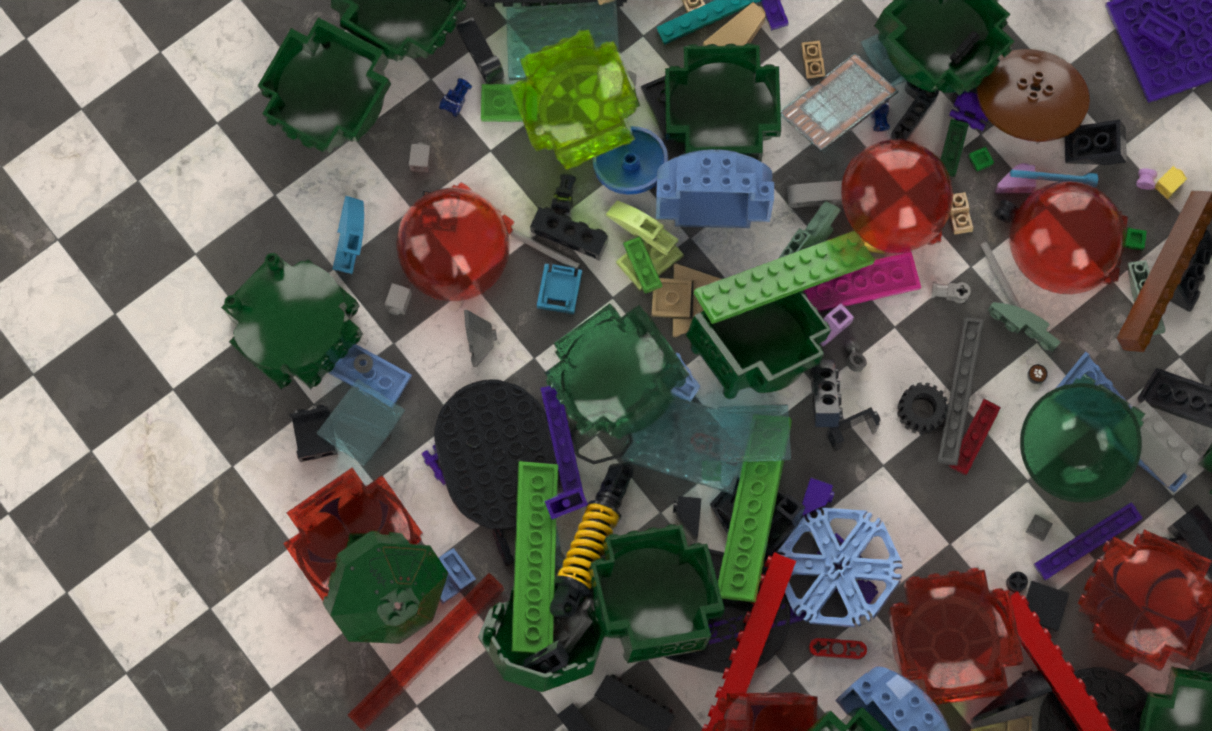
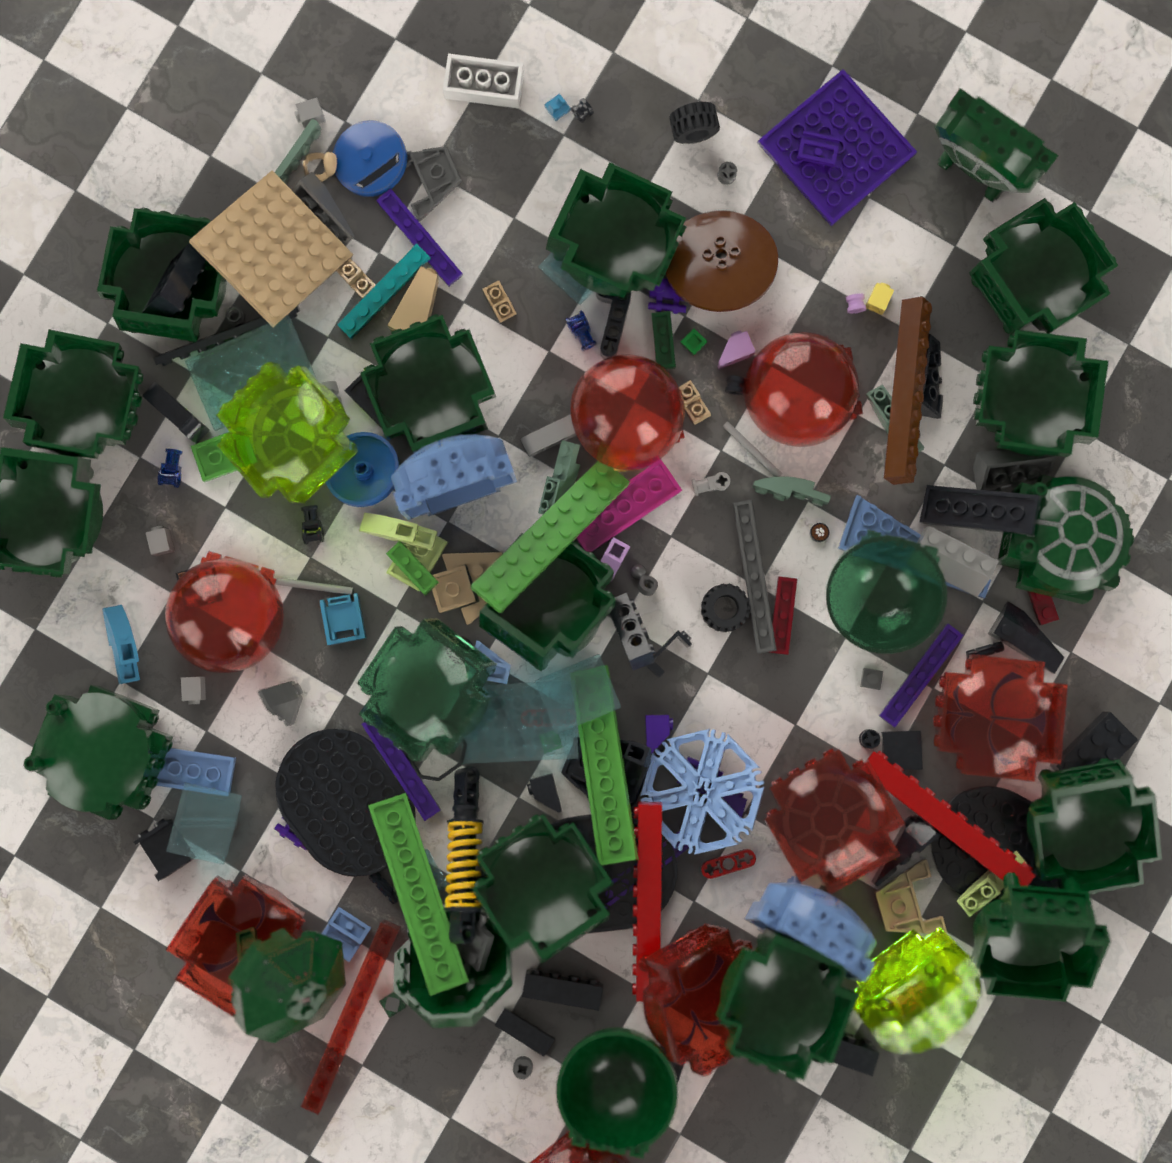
camera: 20 degrees left, 10 degrees up
(363, 369) = (190, 766): dark grey plate -> none
(468, 658) = (392, 1004): none -> tile
(548, 659) = (465, 994): black brick -> none
(566, 502) = (427, 828): dark purple slope -> none
(592, 249) = (361, 568): black brick -> none
(838, 102) = (539, 336): piece -> none
(965, 47) = (639, 237): black axle -> none
(1071, 20) = (727, 168): none -> dark grey wheel
(1090, 178) = (802, 325): dark azure piece -> none
(1097, 144) = (798, 286): black slope -> none
(1135, 239) = (865, 366): green plate -> none

